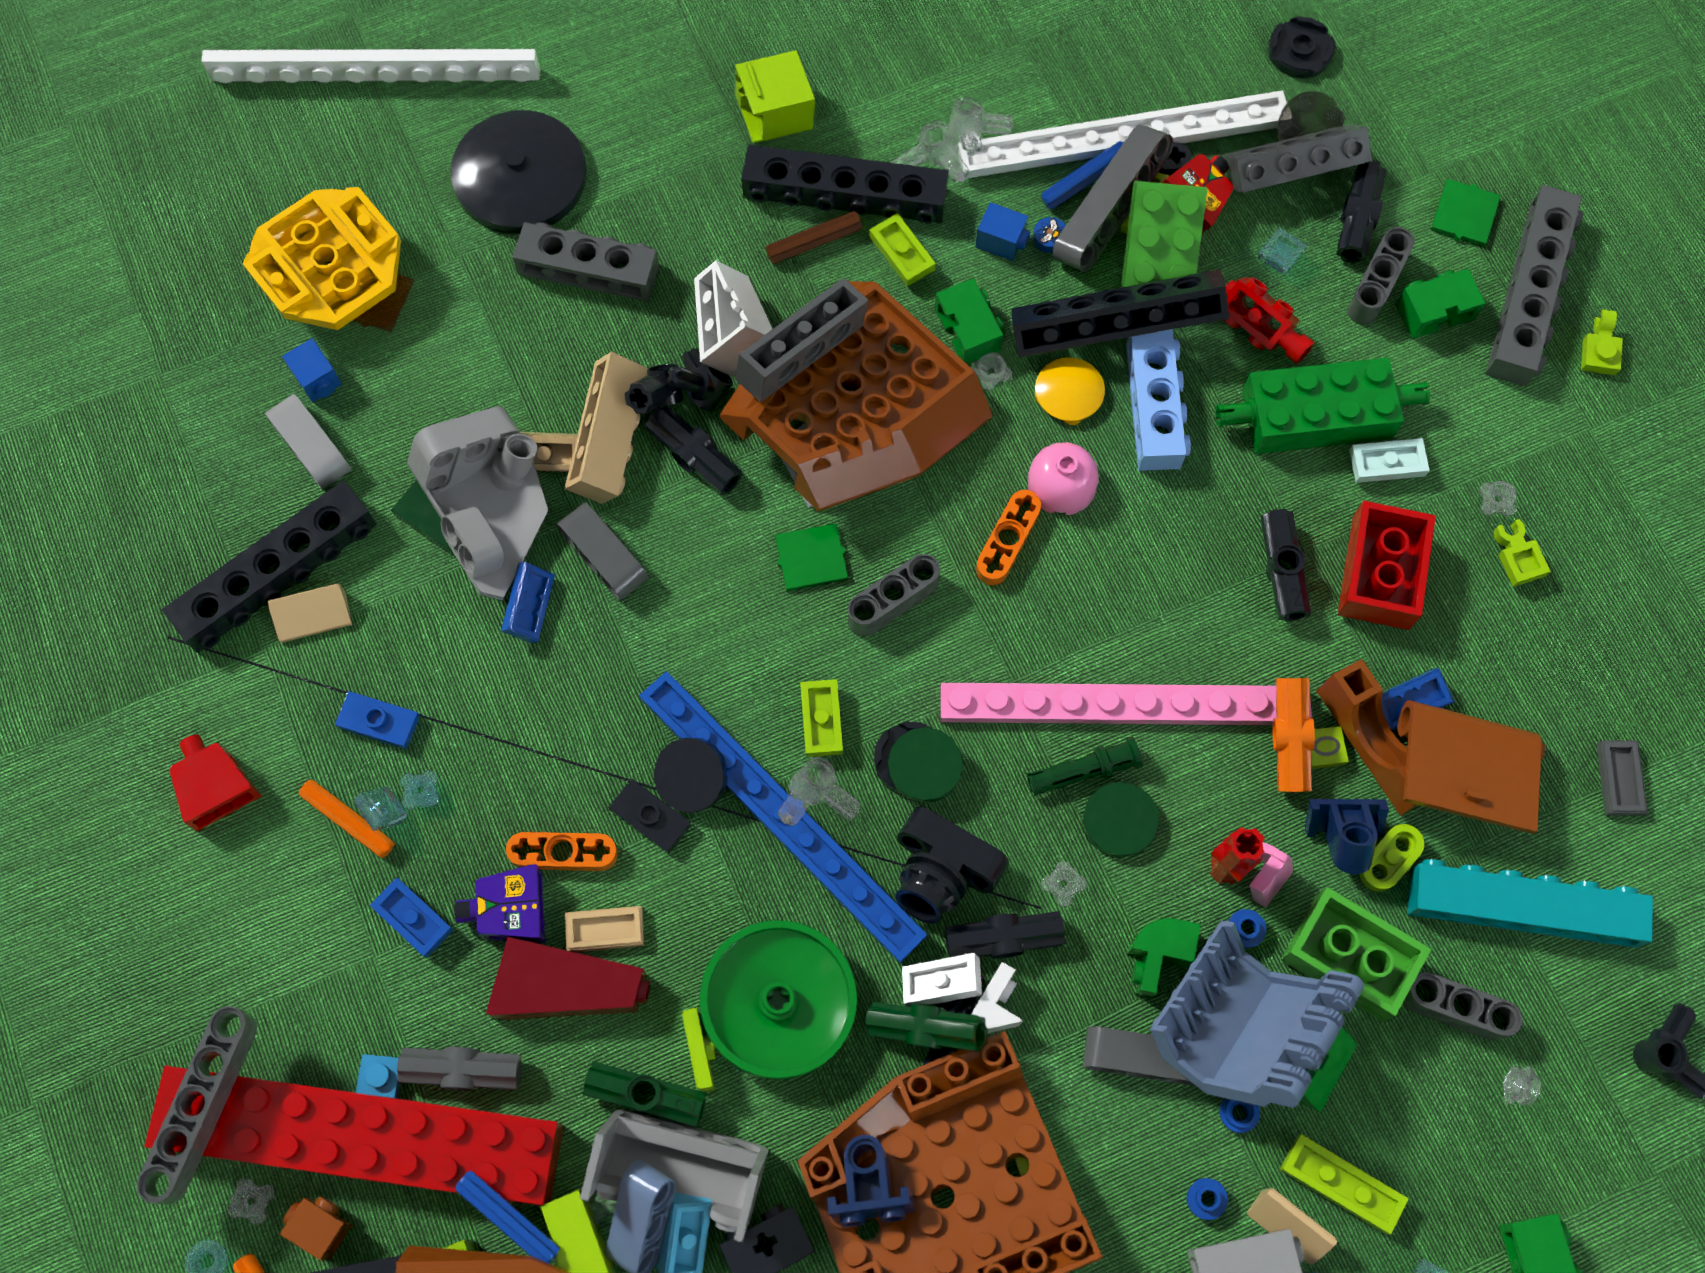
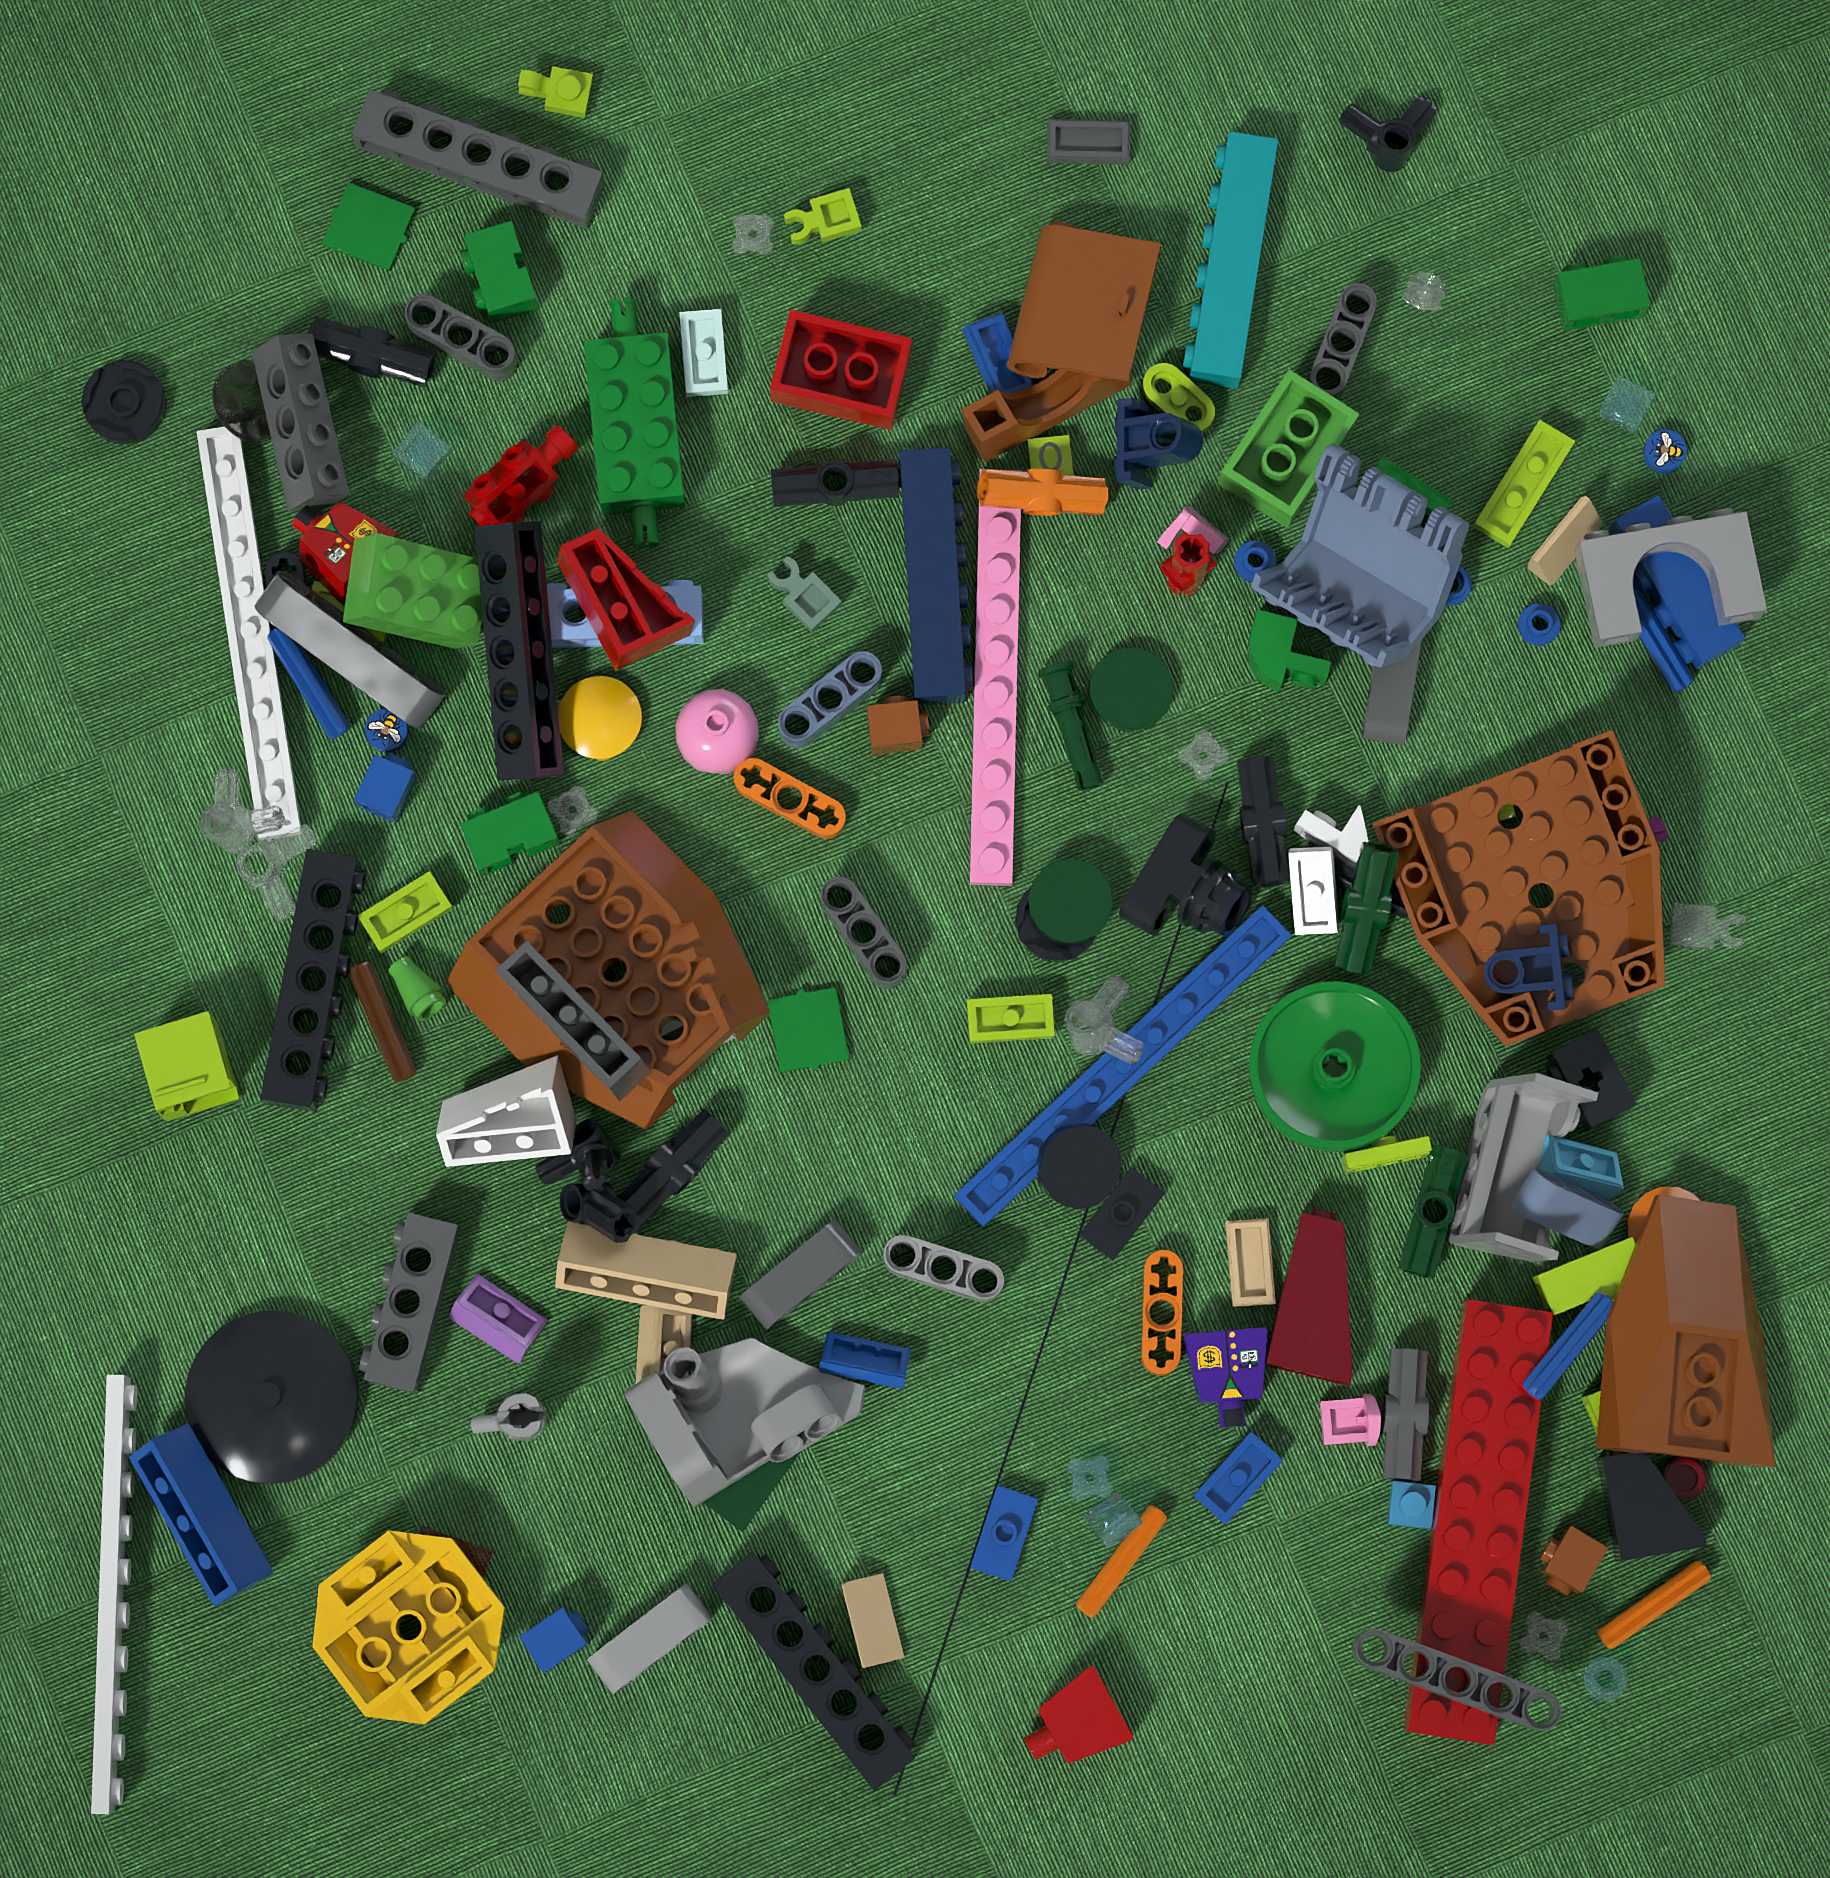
camera: 90 degrees left, 10 degrees up
(425, 119) = (201, 1514): none -> blue brick
(459, 1019) = (1350, 1421): none -> bright pink tile
(485, 333) = (518, 1416): none -> light grey piece
(576, 328) = (497, 1318): none -> medium lavender slope
(603, 647) = (965, 1266): none -> light grey beam
(838, 260) = (419, 992): none -> bright green cone
(1075, 618) = (896, 725): none -> dark orange brick
(1092, 548) = (838, 681): none -> sand blue beam
(1163, 381) = (620, 601): none -> red wedge
(1183, 546) = (808, 598): none -> sand green plate
(1210, 647) = (933, 576): none -> dark blue brick

